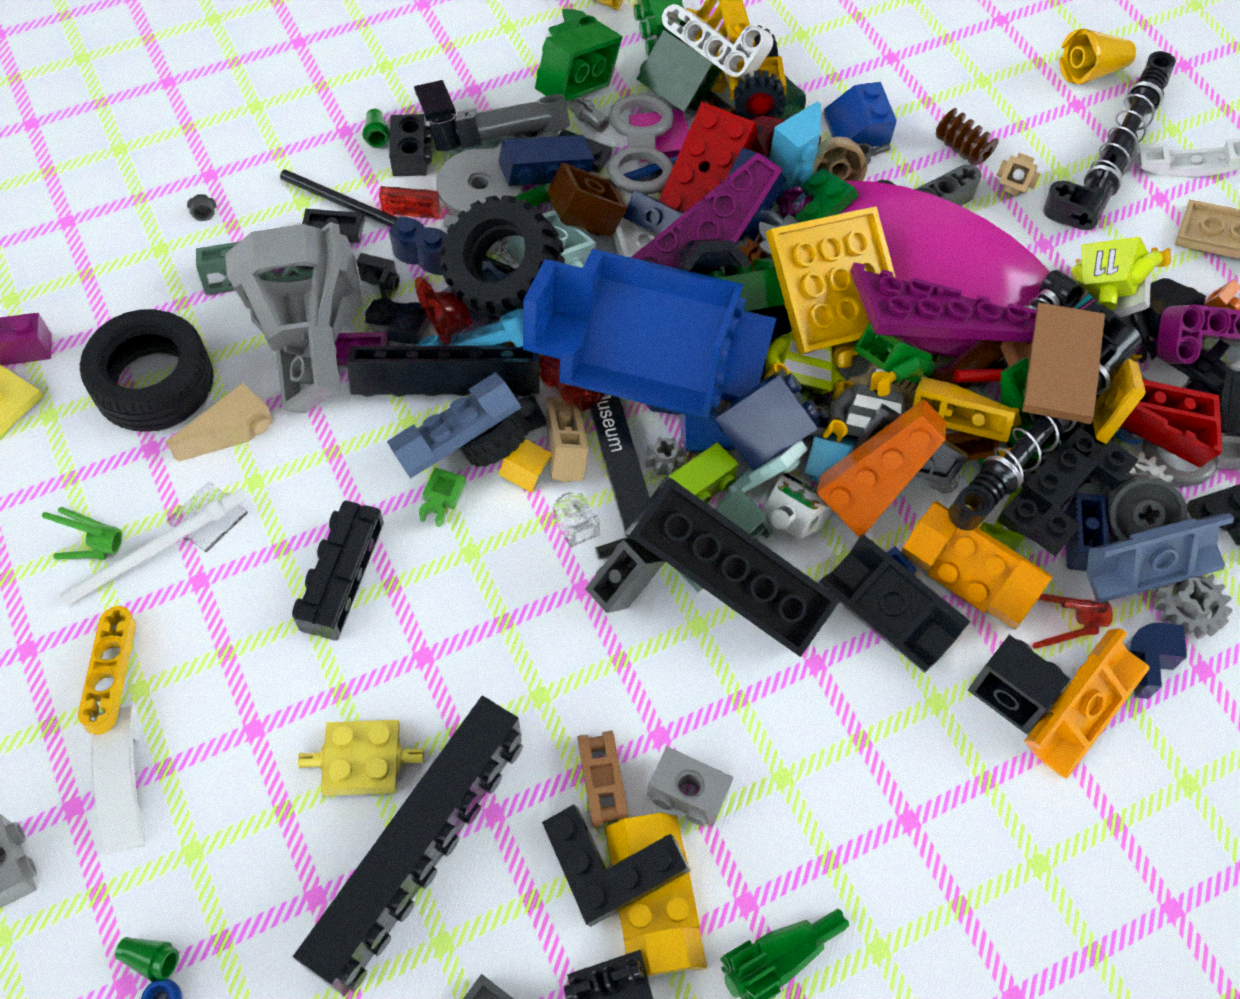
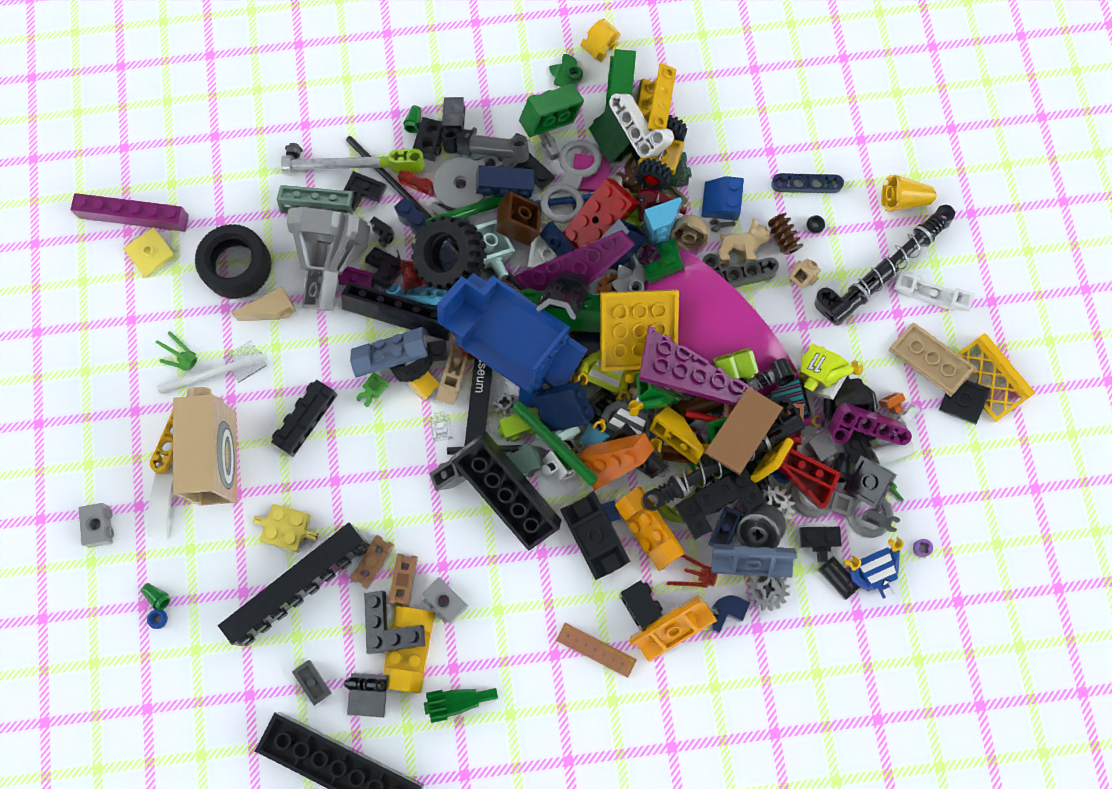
camera: 25 degrees right, 15 degrees up
(179, 654) = (204, 448): none -> tan brick
(387, 171) = (397, 159): none -> piece
(536, 766) = (372, 562): none -> medium nougat plate
(778, 476) = (555, 443): none -> green axle
(918, 162) = (743, 244): none -> tan animal
(931, 83) = (807, 183): none -> dark blue beam
(975, 787) = (596, 650): none -> nougat tile
(998, 120) = (815, 219): none -> black plate
(1003, 287) = (738, 364): none -> lime brick

